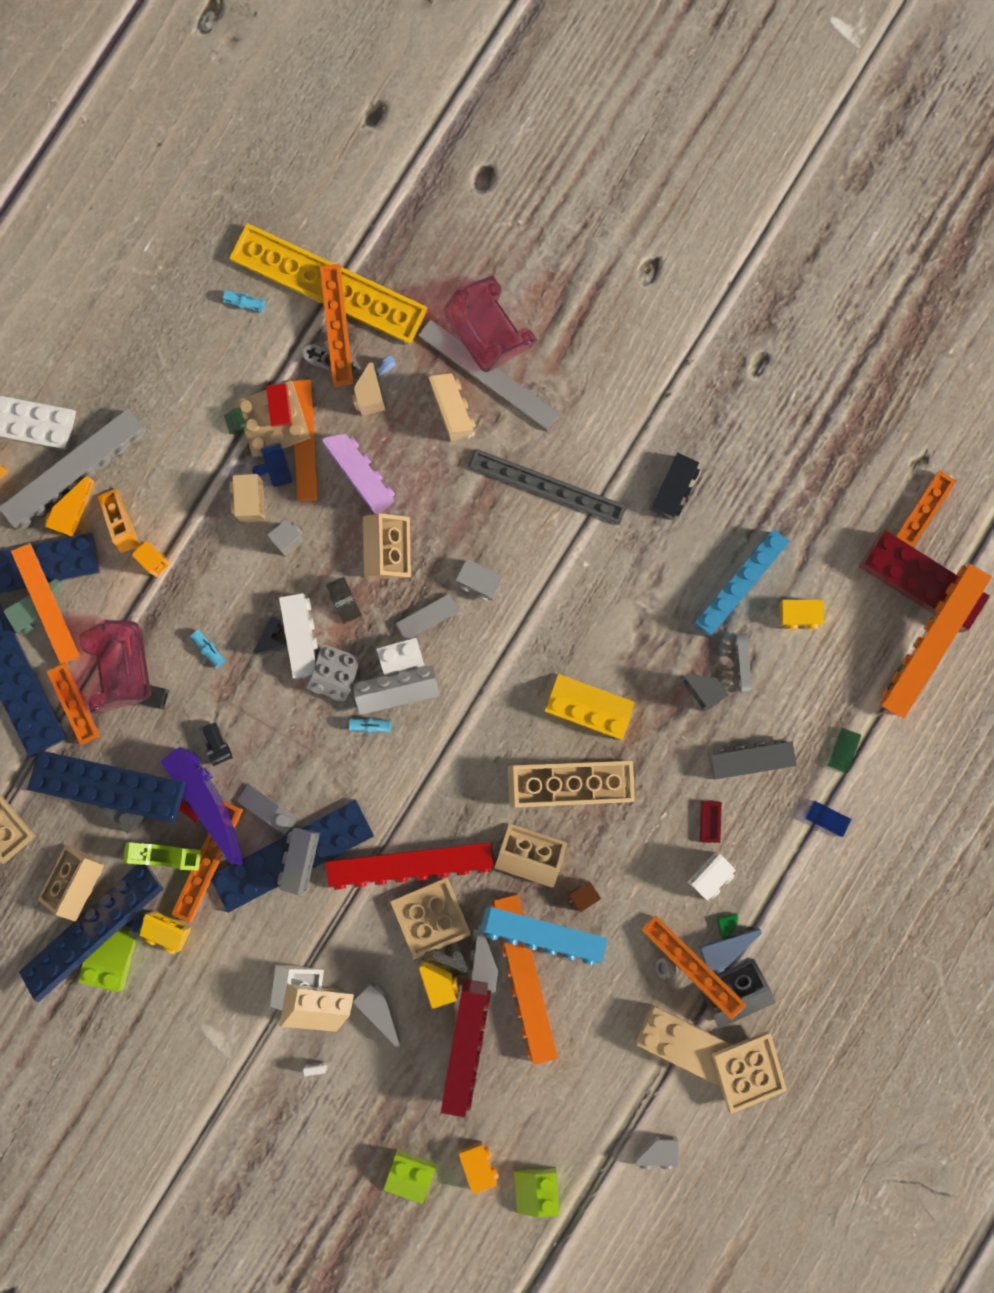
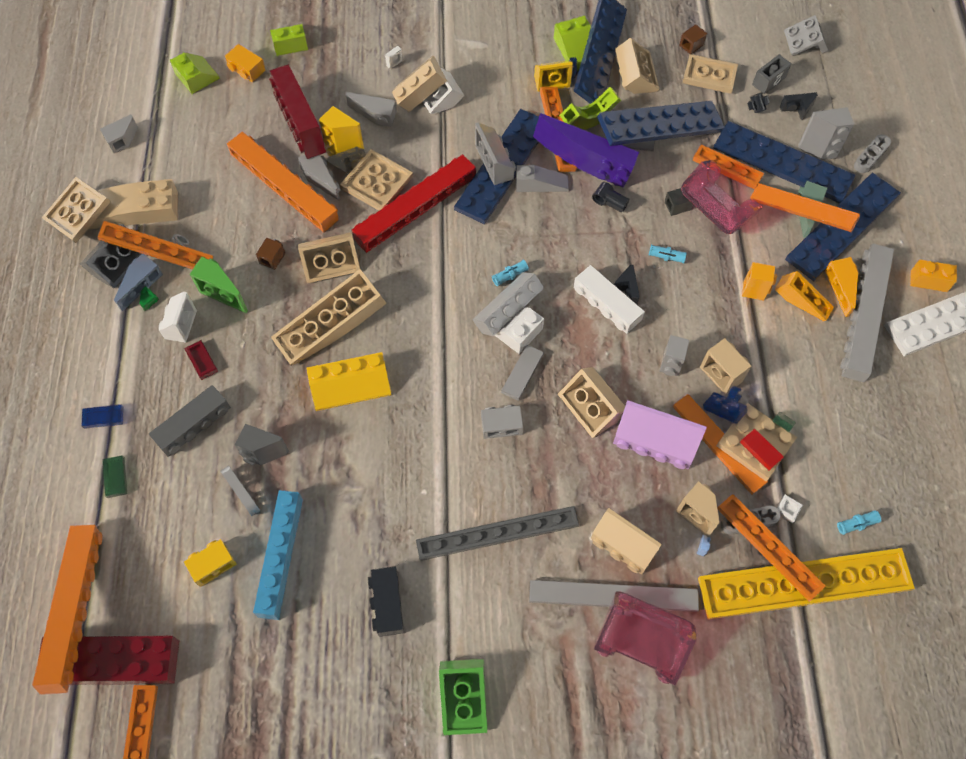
camera: 145 degrees right, 20 degrees down
(291, 349) = (789, 508): none -> white tile
(333, 673) = (564, 289): light grey bracket -> none
(343, 600) = (596, 344): clear smoke slope -> none
(544, 935) = (284, 205): dark azure brick -> none
(655, 890) = (215, 284): none -> bright green slope
(660, 375) = (463, 696): none -> bright green slope

